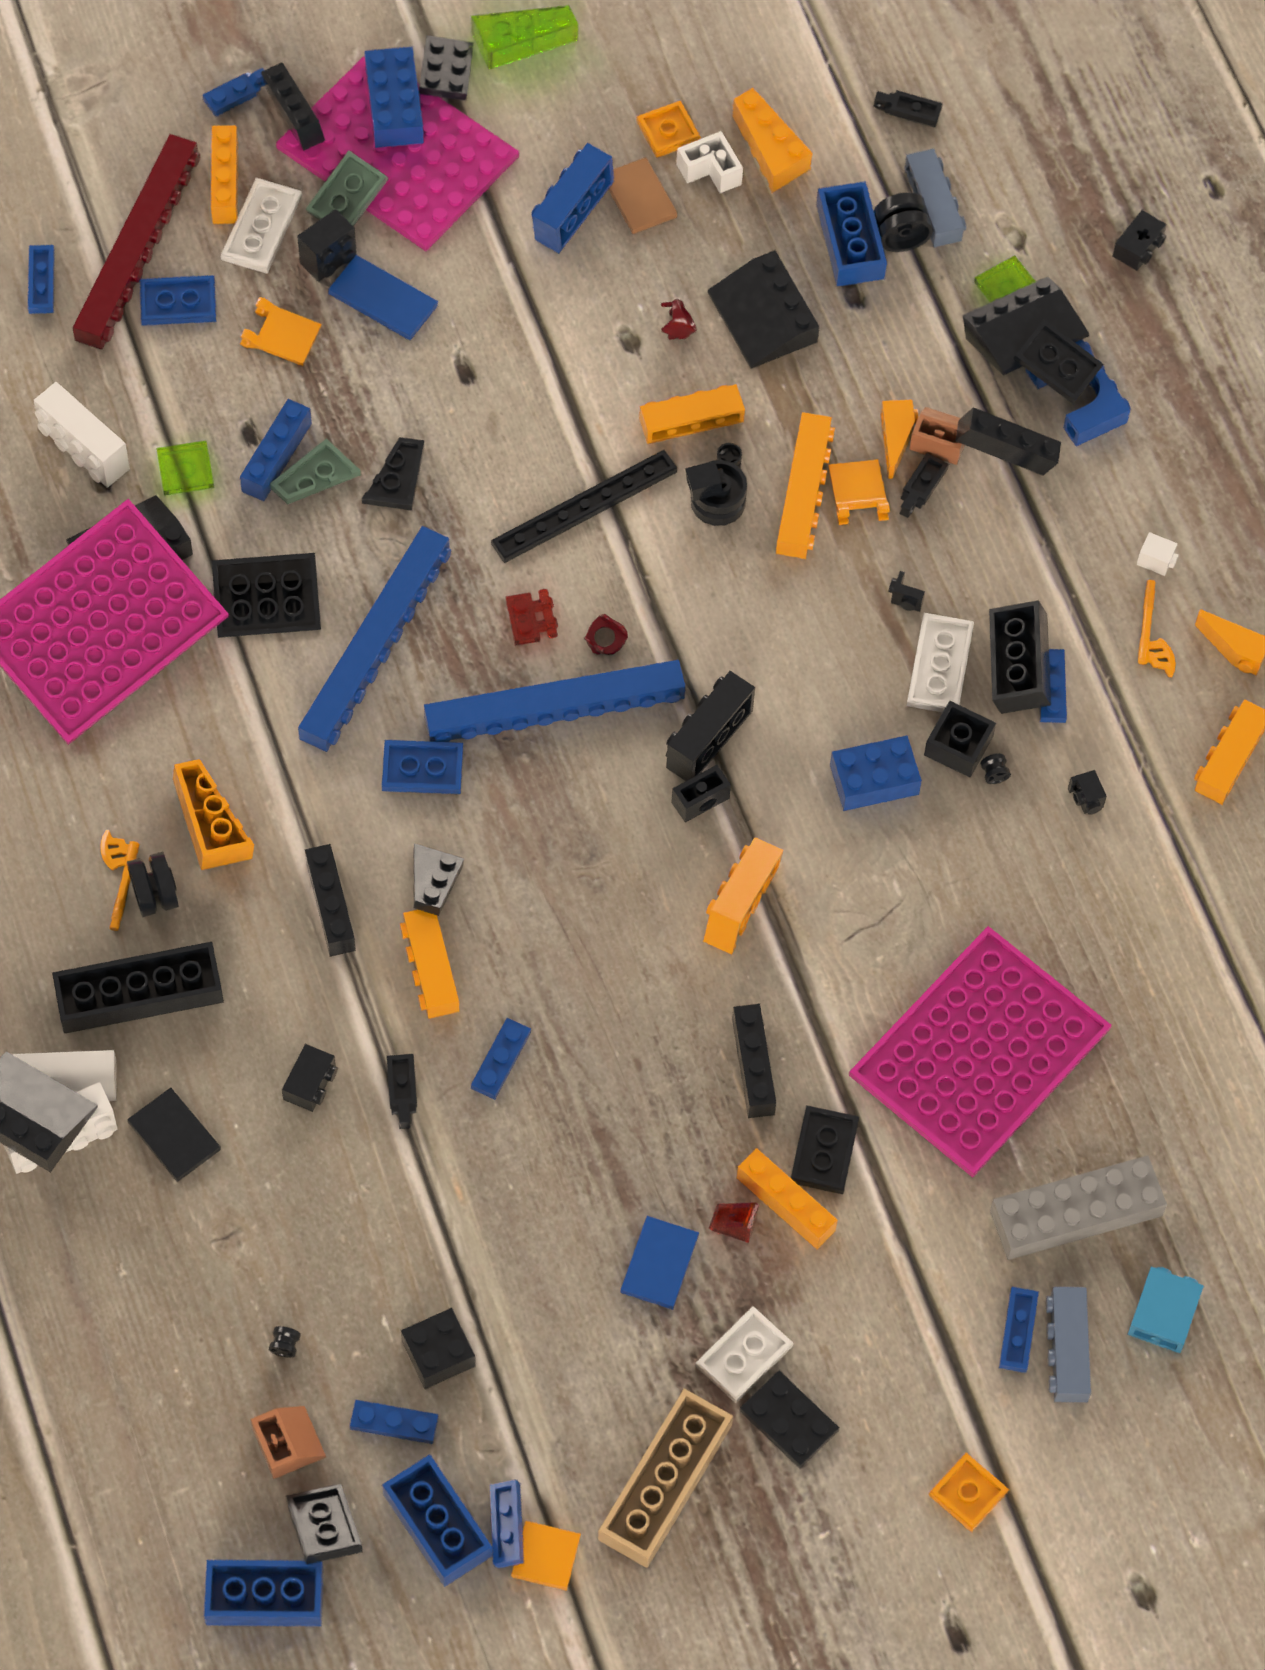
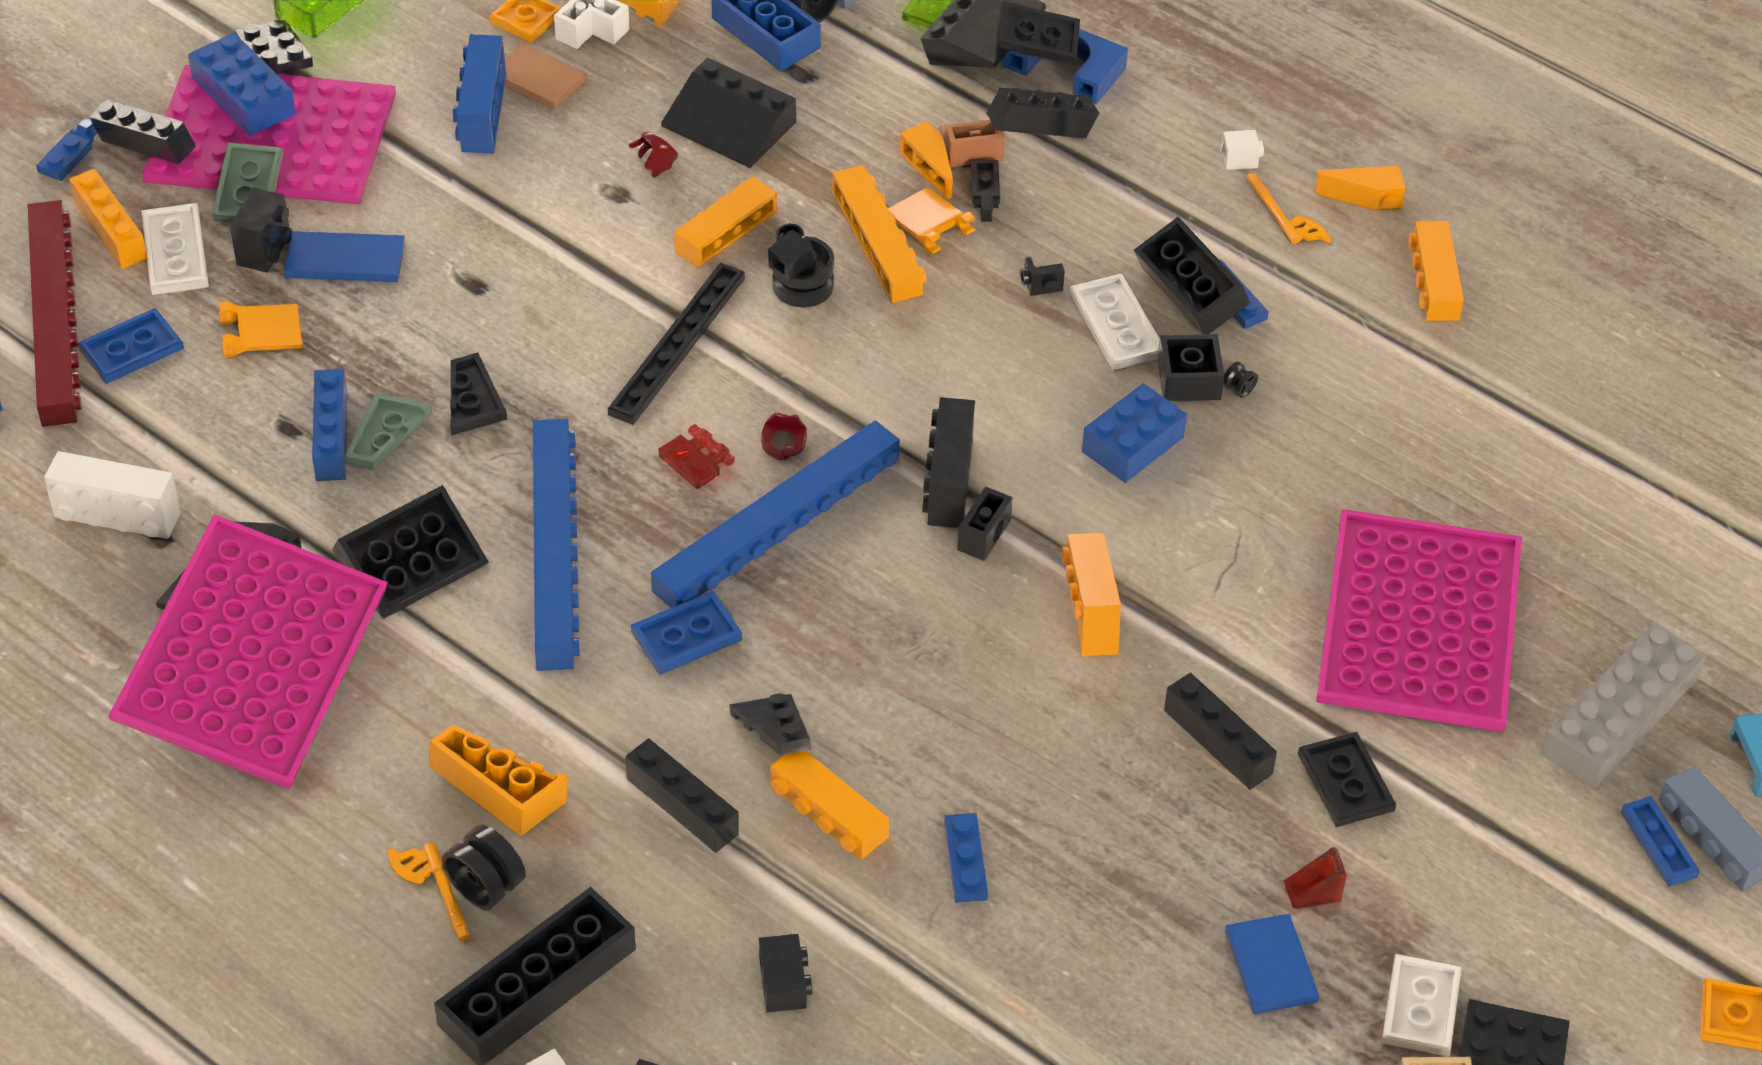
camera: 30 degrees left, 15 degrees down
(185, 467) = (241, 484): clear neon green tile -> none
(402, 1087) = (887, 934): black hinge -> none
(786, 1198) = (1355, 835): light orange brick -> none
(1087, 792) = (1338, 359): black brick -> none

